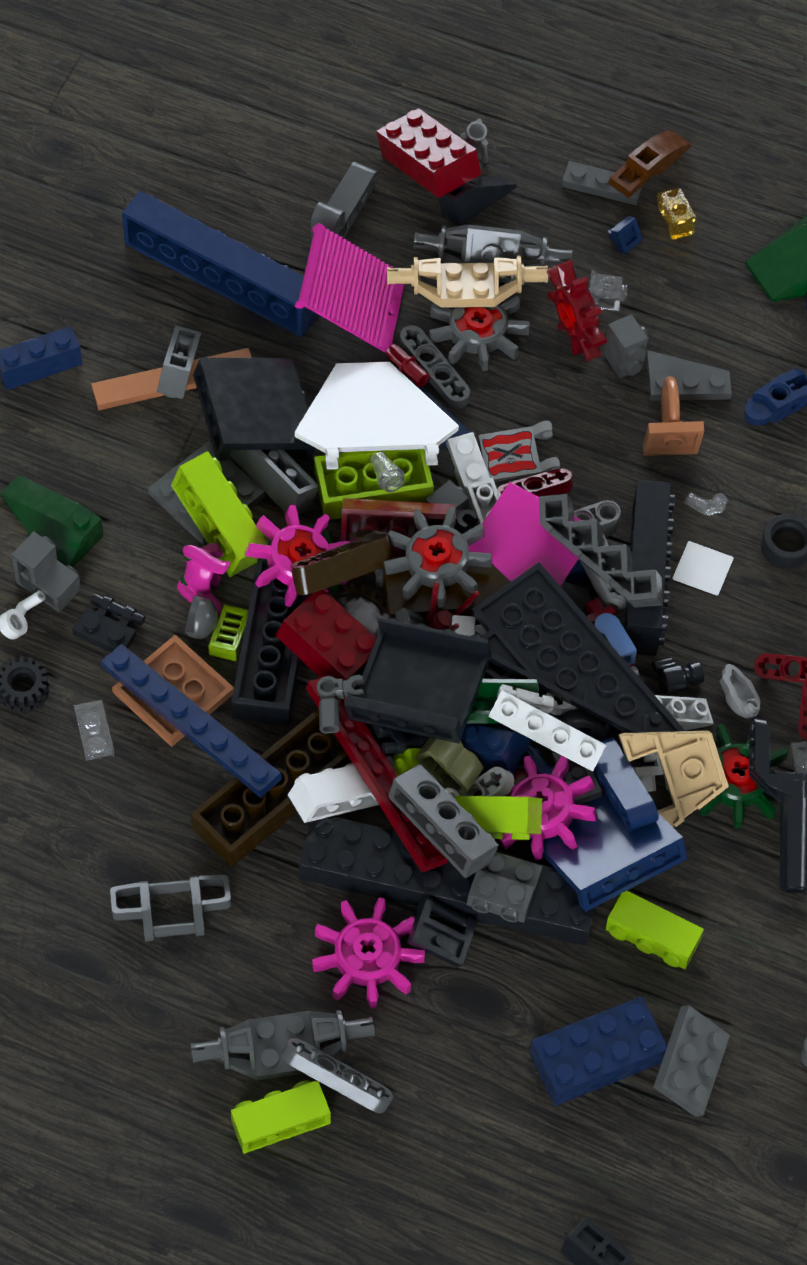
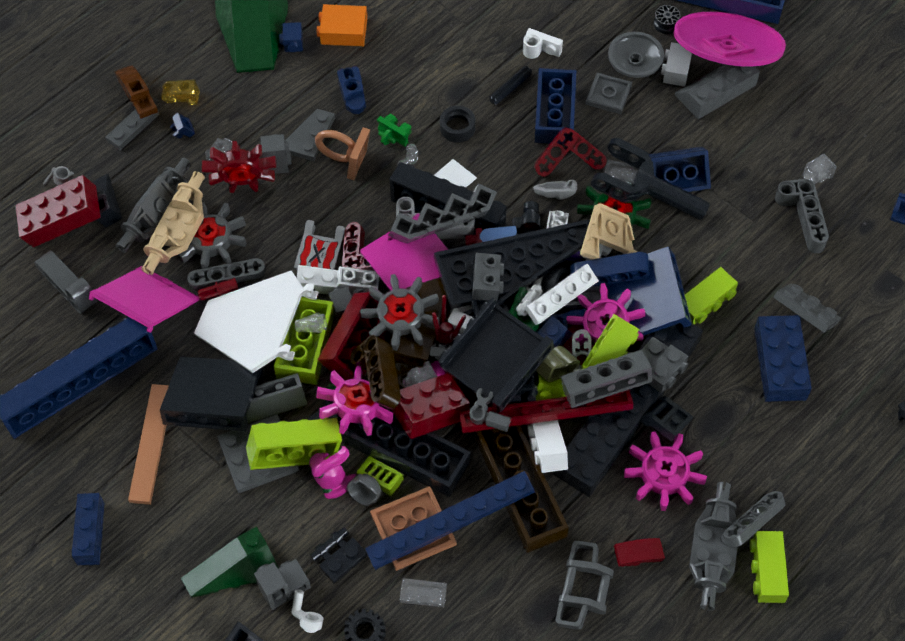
camera: 65 degrees left, 0 degrees up
(178, 362) = (146, 430): dark grey slope -> none
(241, 955) = (638, 551): none -> dark red slope
(527, 631) = (487, 276): none -> dark grey brick
(742, 459) = (391, 132): none -> green hips

